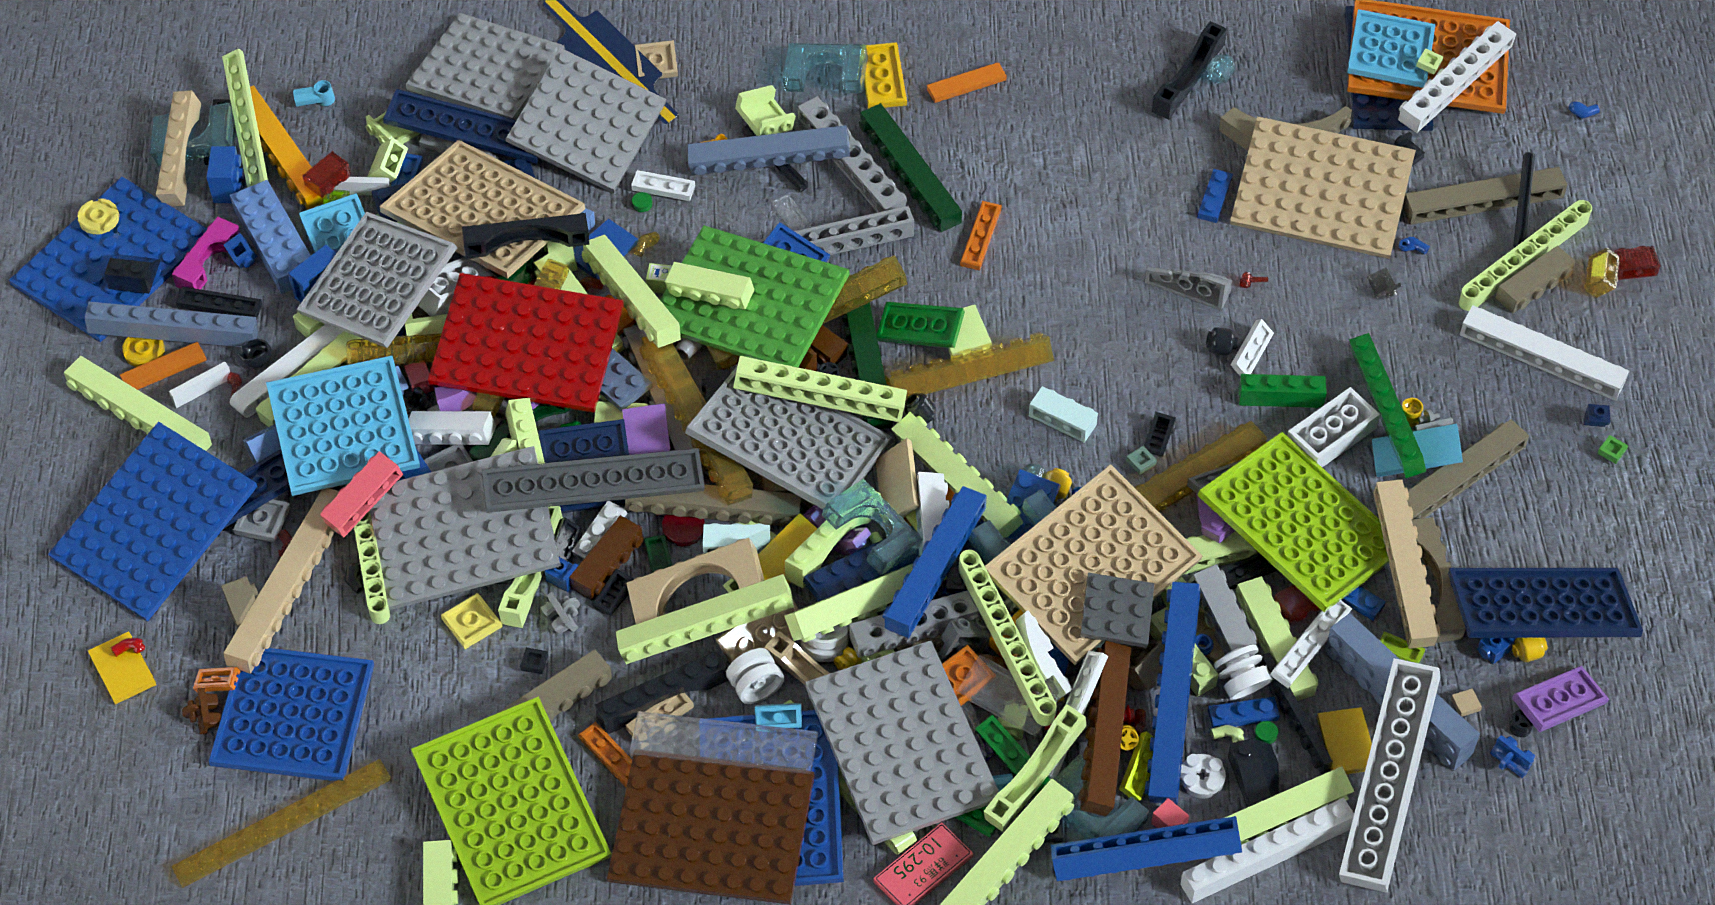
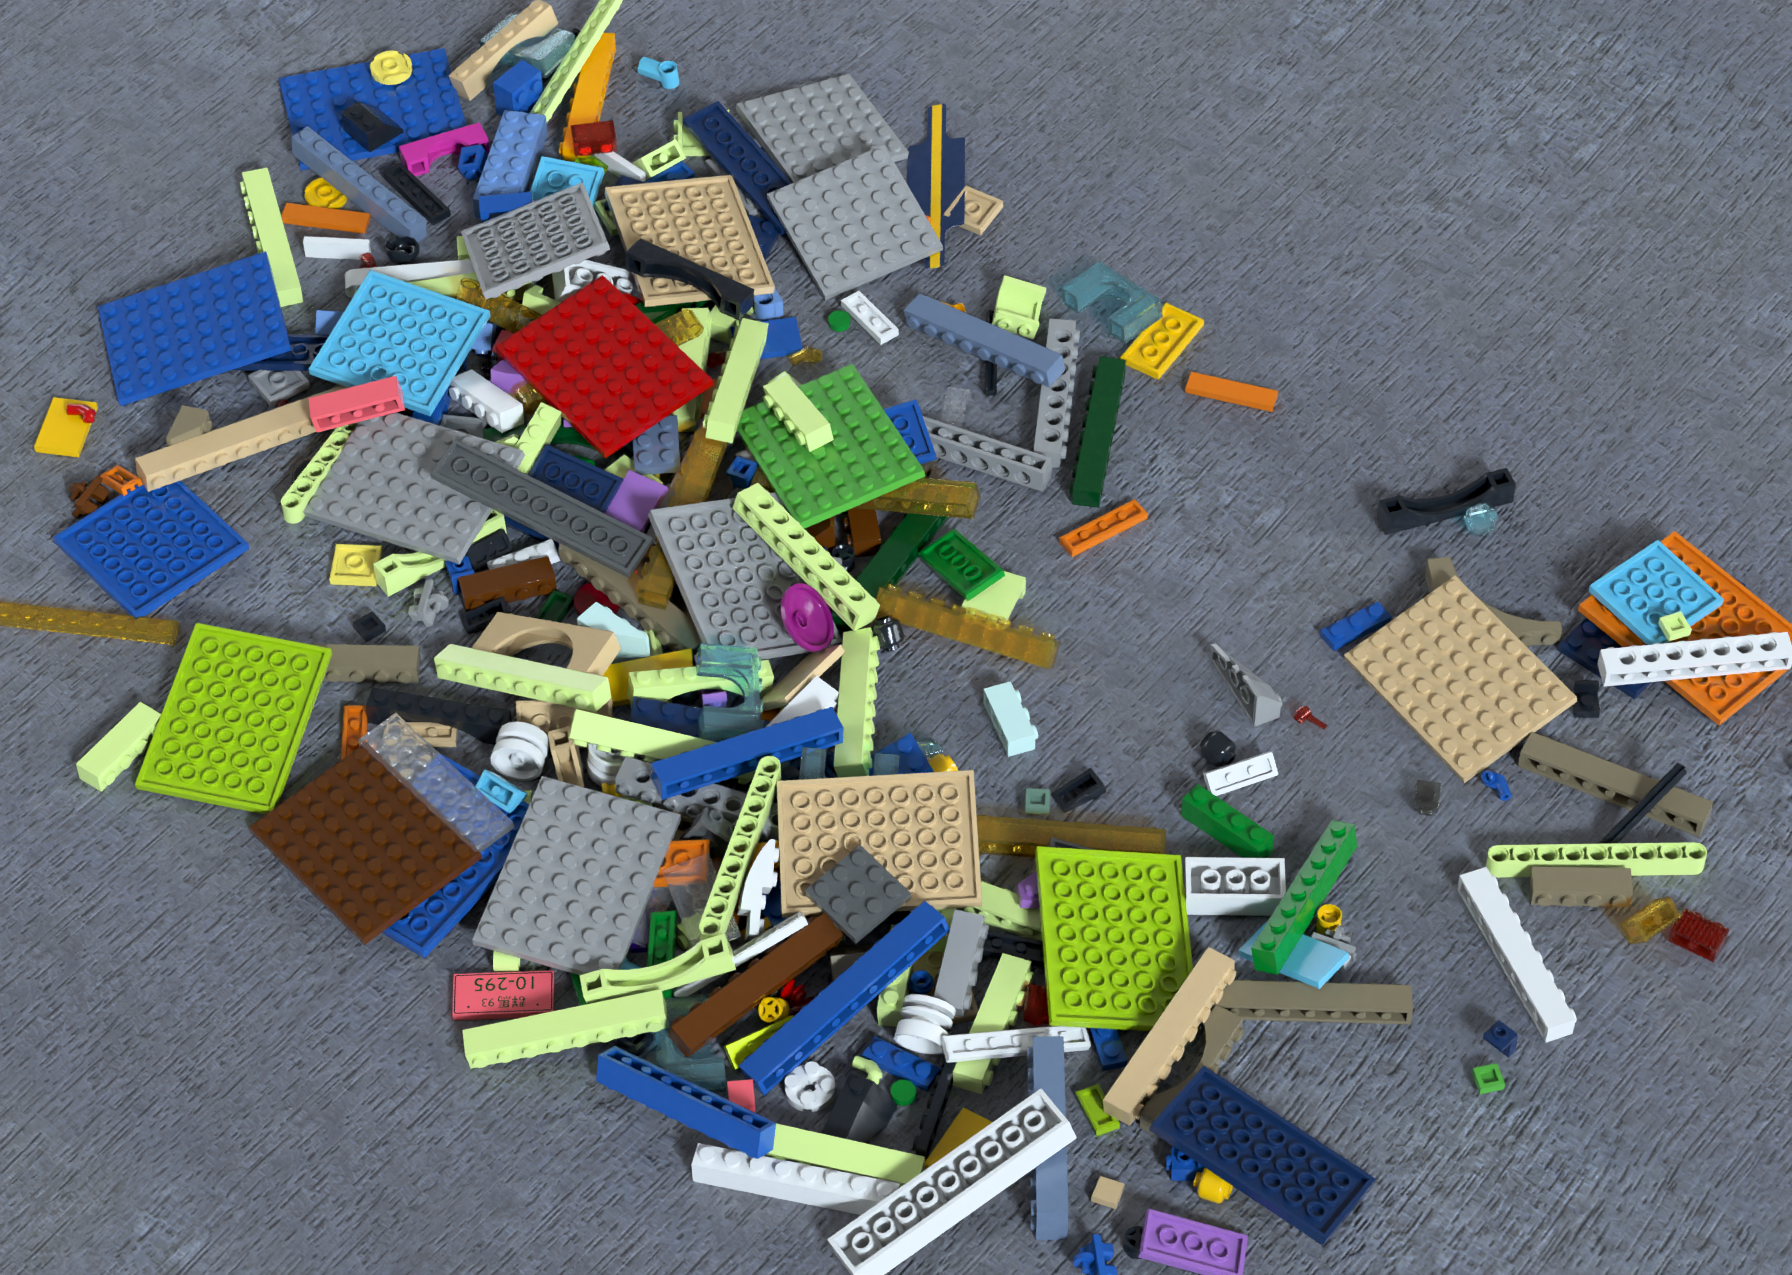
camera: 40 degrees right, 5 degrees down
(699, 359) = (742, 472): none -> blue brick
(864, 435) = (807, 617): none -> magenta dish

